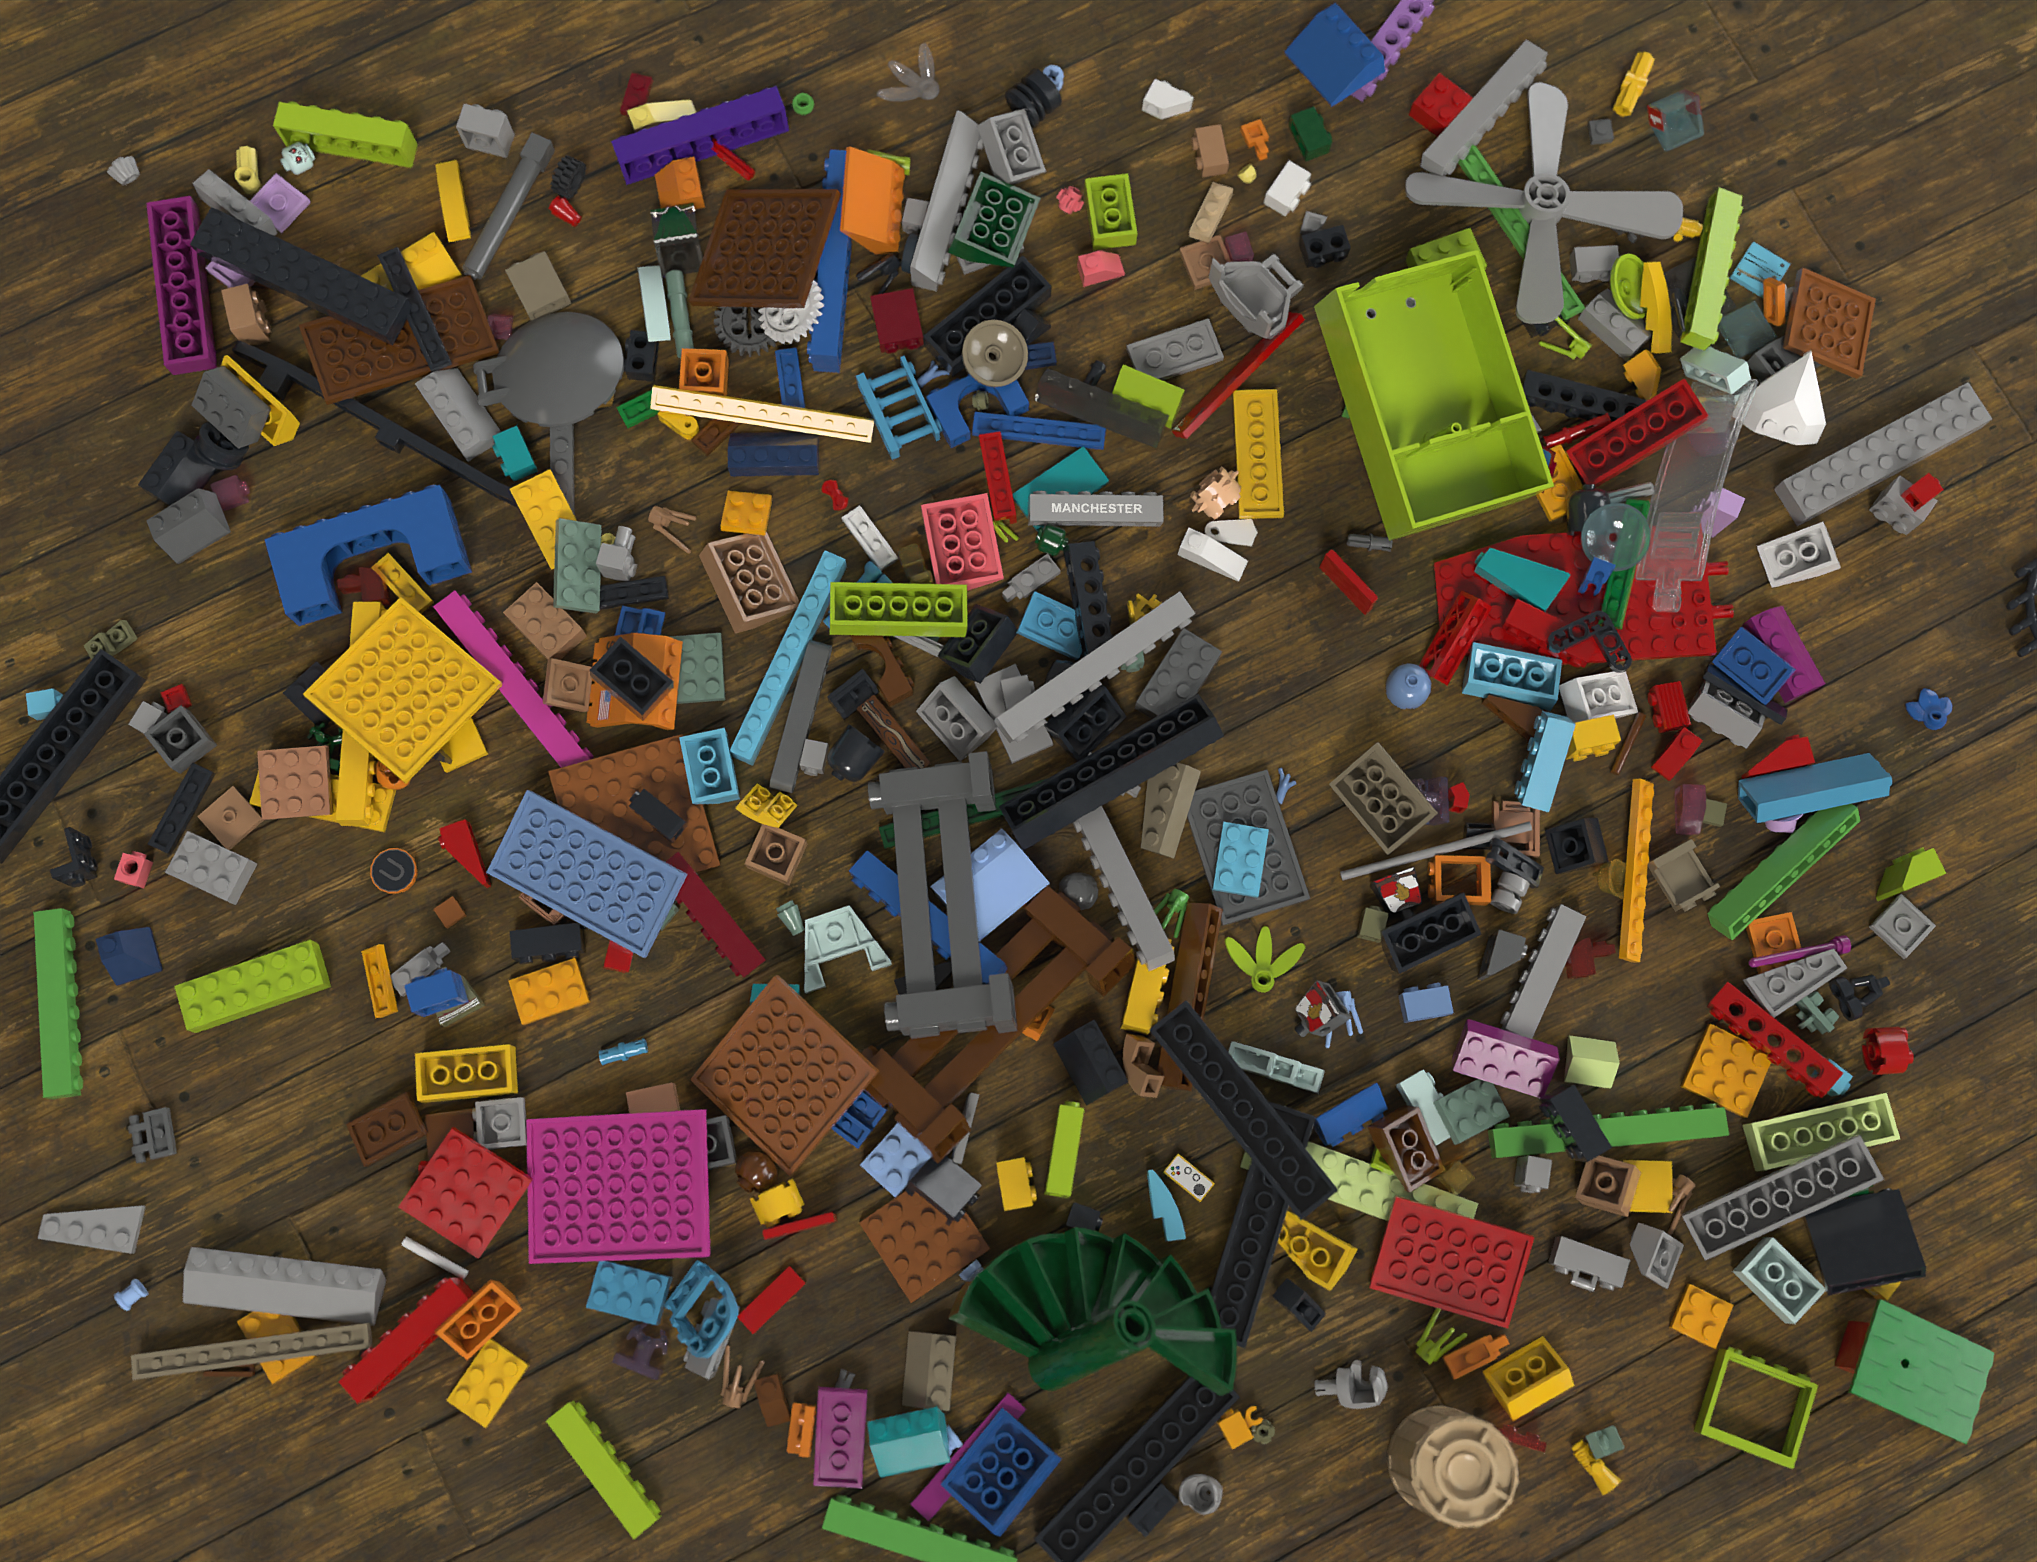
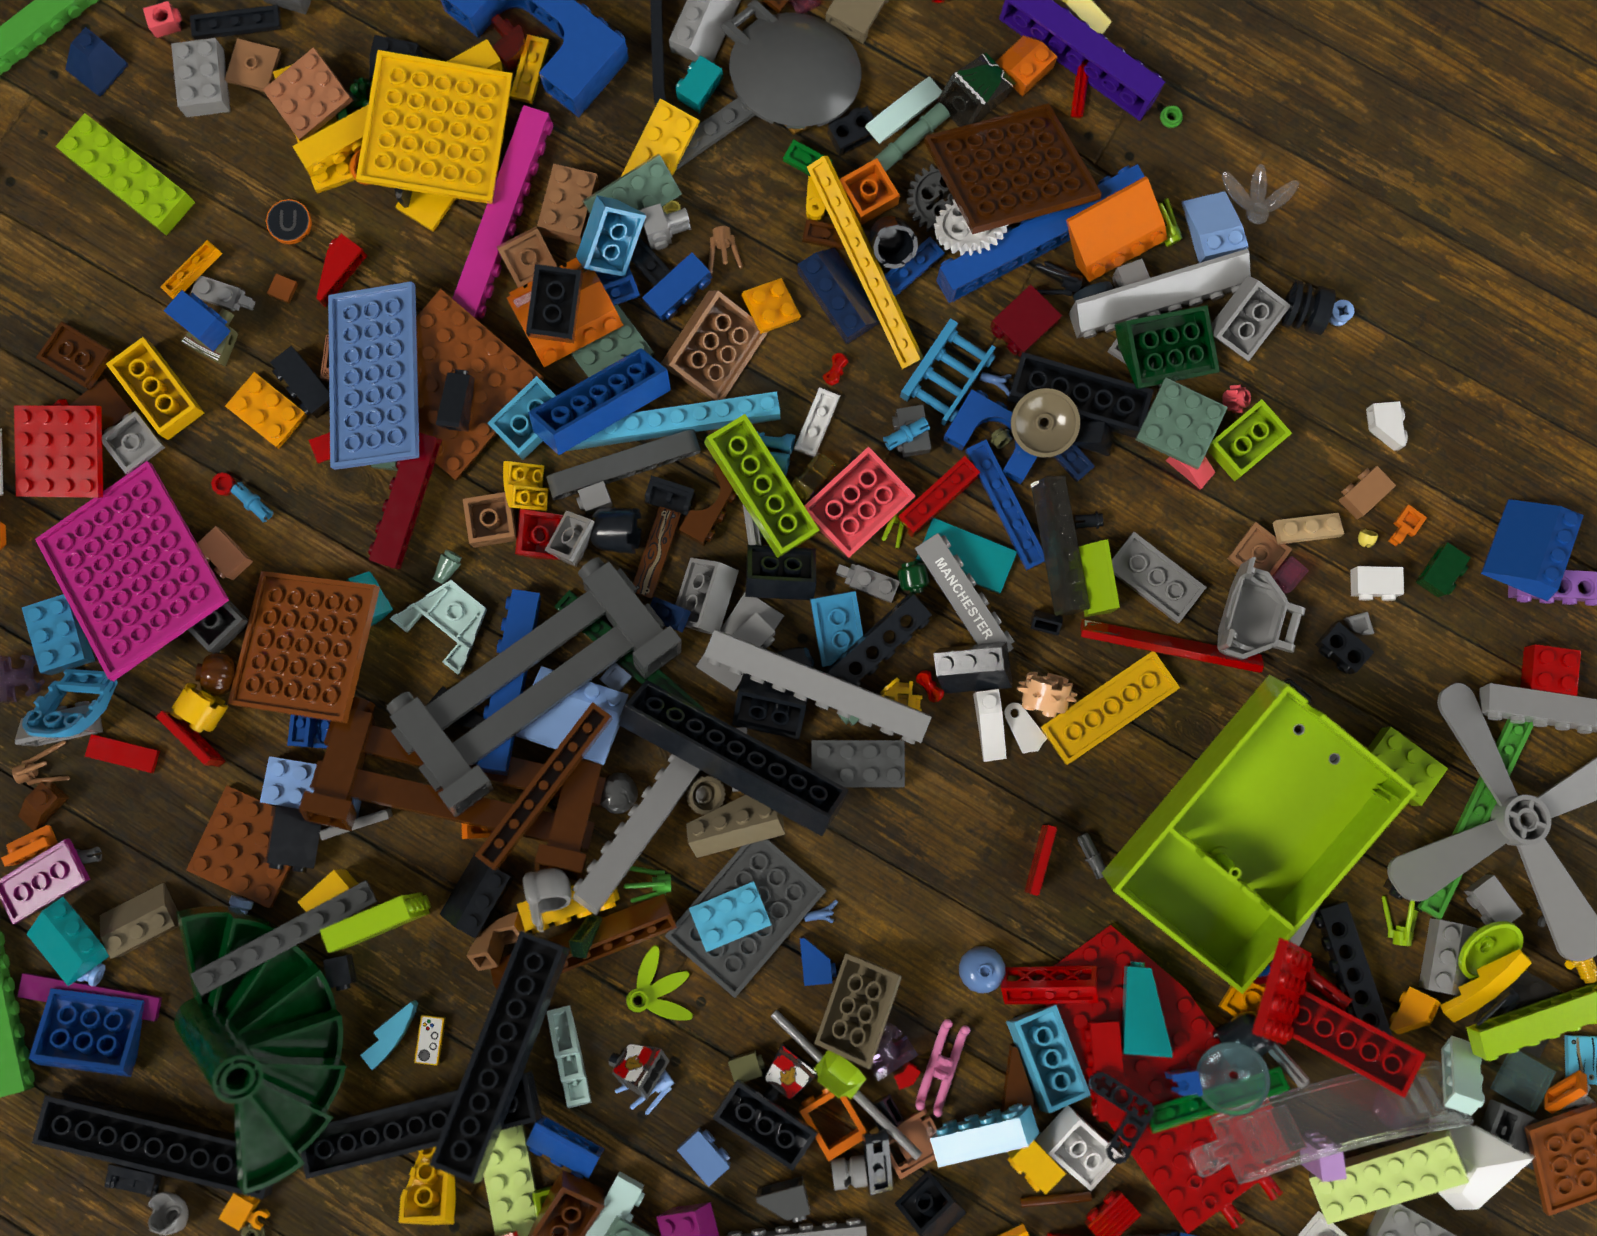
camera: 60 degrees right, 5 degrees up
(590, 1068) = (222, 484): none -> red tile
(601, 602) = (610, 236): none -> dark azure slope
(679, 578) = (678, 287): none -> blue brick
(738, 696) = (599, 401): none -> blue brick
(761, 379) = (893, 242): none -> black cylinder
(815, 822) = (535, 532): none -> red slope
(837, 794) = (570, 538): none -> light grey slope
(918, 128) = (1214, 226): none -> light blue slope
(920, 456) = (920, 443): none -> dark grey brick
(930, 468) = (906, 433): none -> dark azure pin
(955, 752) = (671, 614): none -> dark blue plate
(979, 833) = (616, 677): none -> sand blue plate
(1029, 1237) = (283, 937): none -> dark grey plate
(1039, 937) = (544, 786): none -> reddish brown brick
(1064, 250) = (1181, 423): none -> sand green plate
(1126, 818) = (705, 794): none -> dark tan hat
(1129, 989) = (546, 892): none -> light grey piece
(1146, 462) = (1046, 617): none -> black piece
(1158, 536) = (973, 667): none -> black slope
(1158, 583) = (925, 679): none -> red piece
(1184, 986) = (584, 936): none -> clear green piece
(1299, 1304) = (376, 1201): black slope -> none
(1322, 816) = (816, 964): none -> blue slope
(1425, 848) = (839, 1075): none -> lime slope
(1467, 766) = (941, 1067): none -> bright pink piece
(1569, 452) = (1282, 992): none -> red plate
(1763, 469) = (1392, 1176): none -> yellowish green brick

